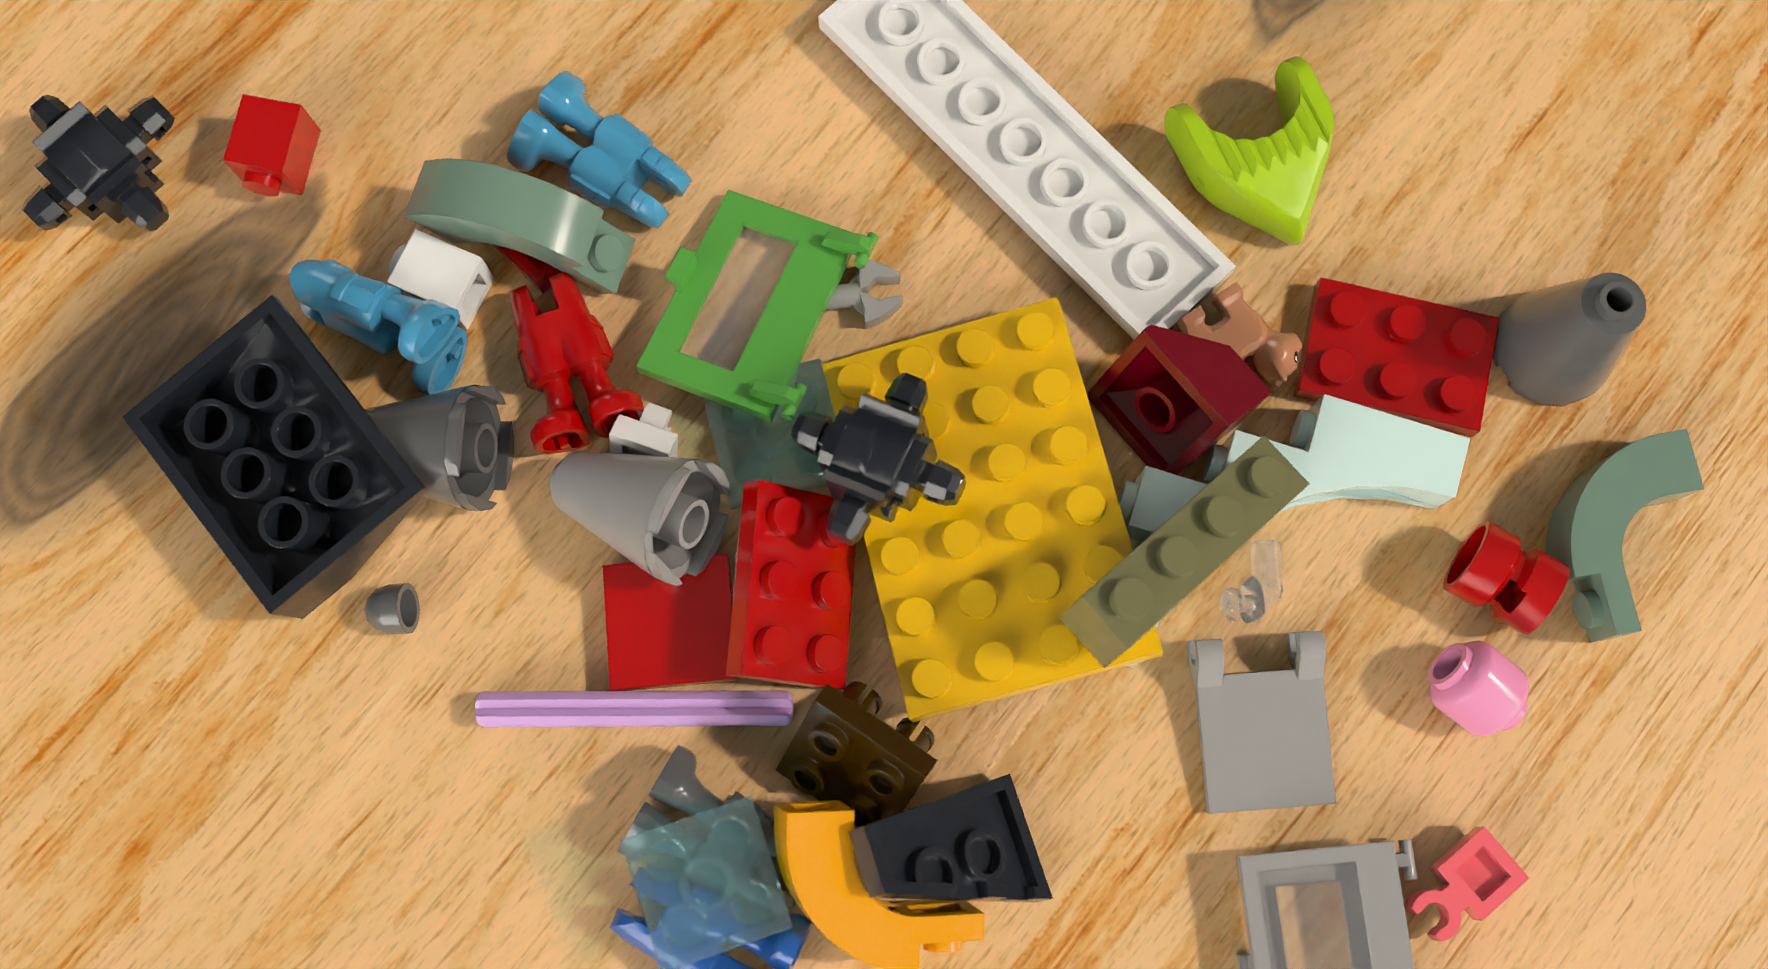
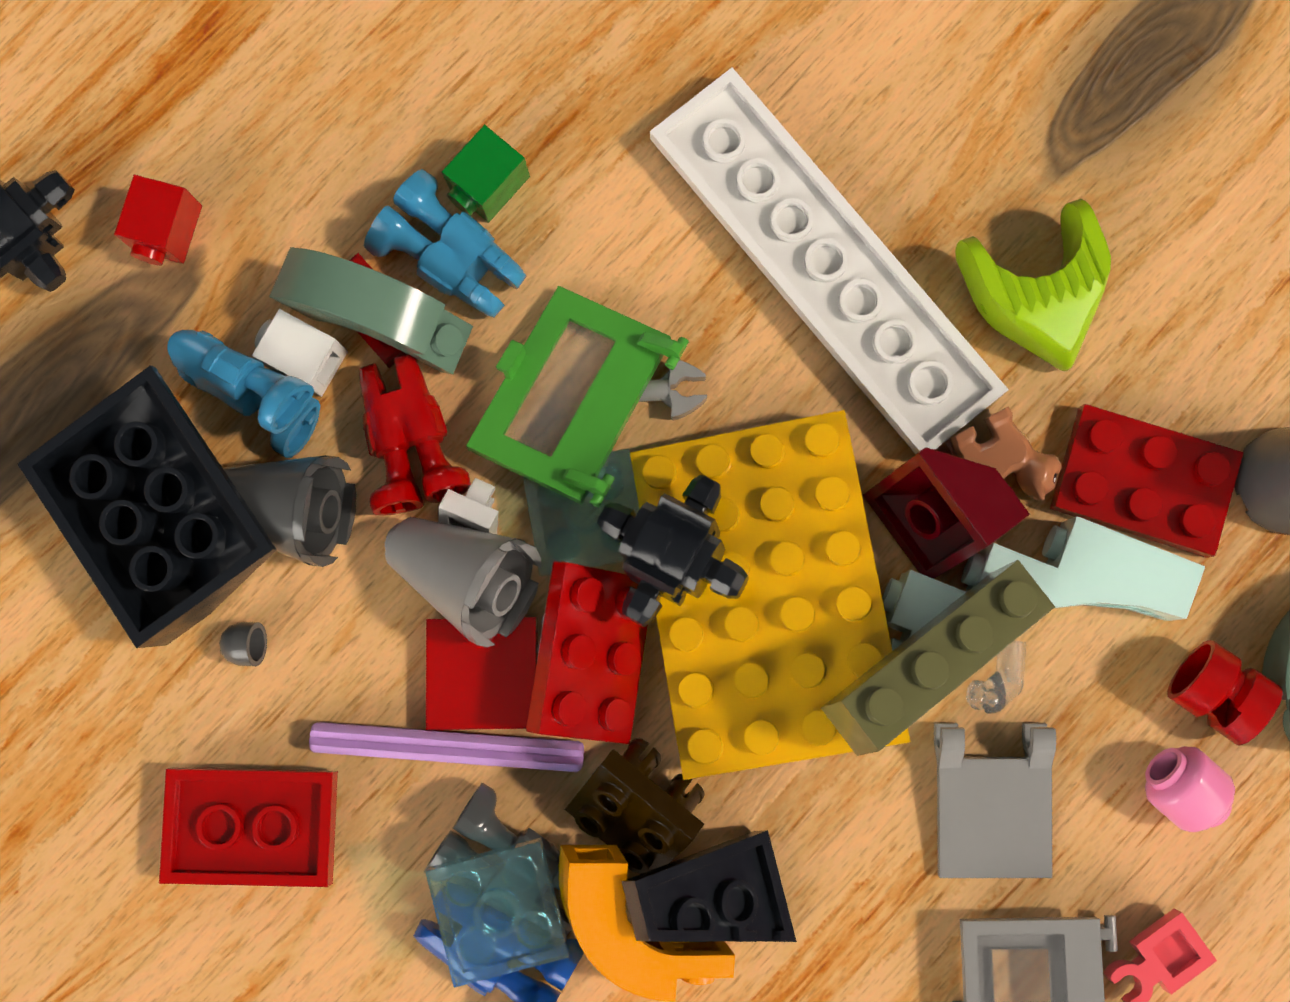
camera: 15 degrees right, 5 degrees up
(409, 817) = (248, 827): none -> red plate
(639, 73) = (485, 175): none -> green brick

